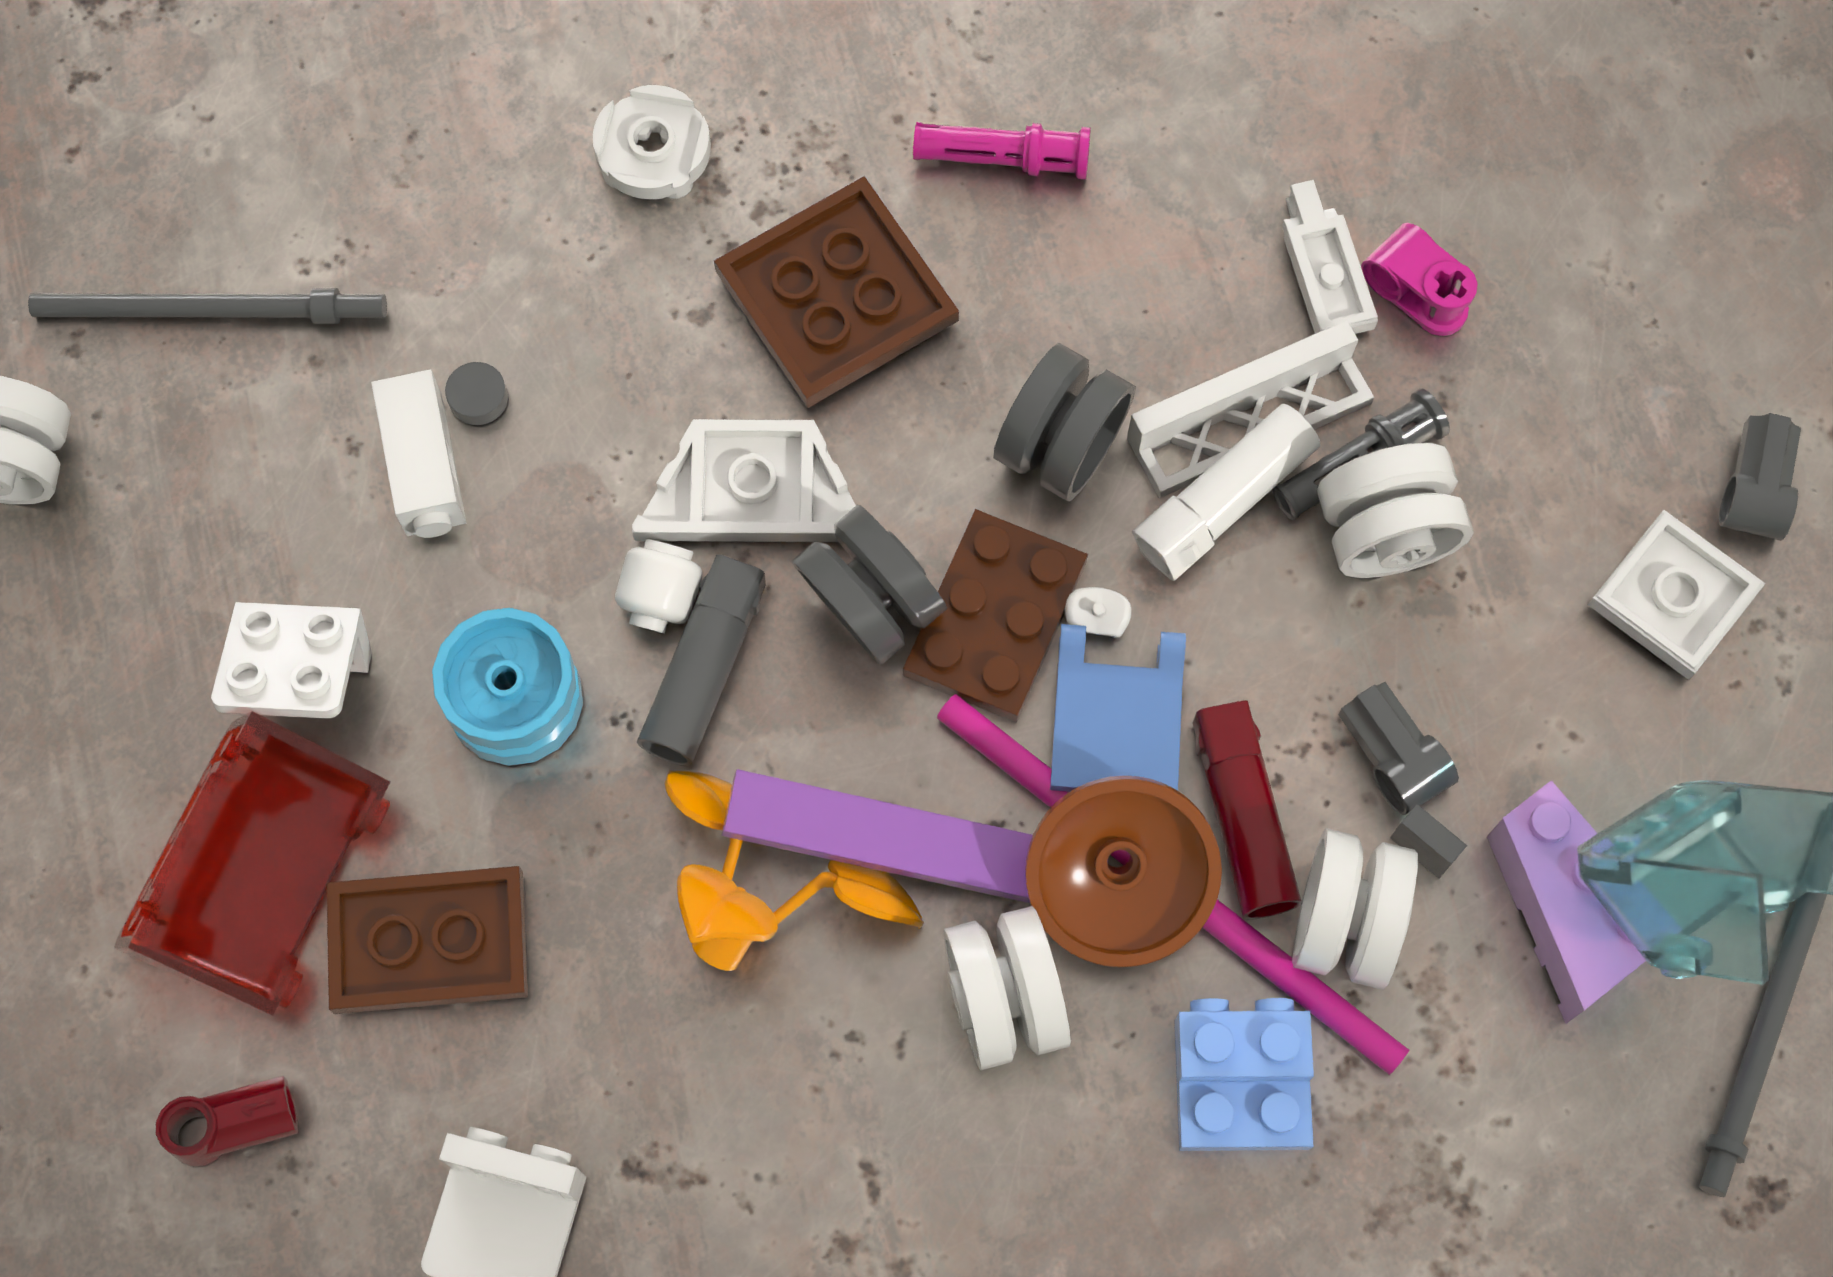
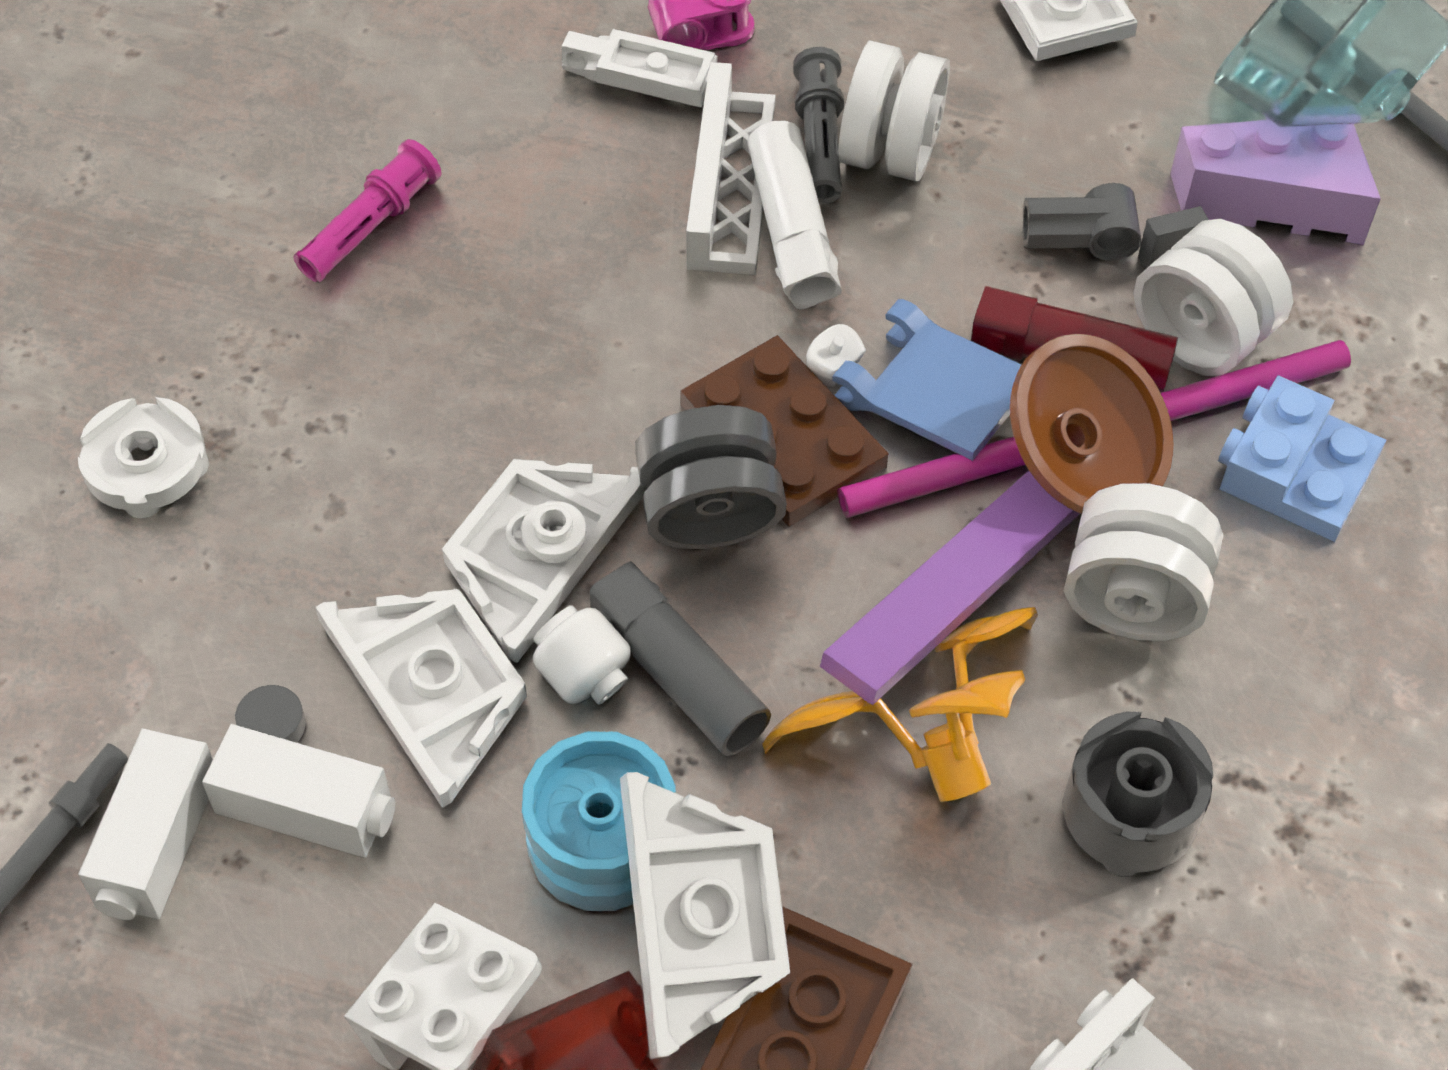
camera: 60 degrees left, 15 degrees down
(326, 368) = (147, 826): none -> white brick
(456, 803) = (701, 910): none -> white wing
(575, 485) = (431, 679): none -> white wing
(755, 509) = (554, 545): none -> white plate
(765, 1058) = (1137, 792): none -> dark grey brick
(836, 291) = (400, 390): reddish brown plate -> none
(1063, 421) = (661, 274): dark grey wheel -> none

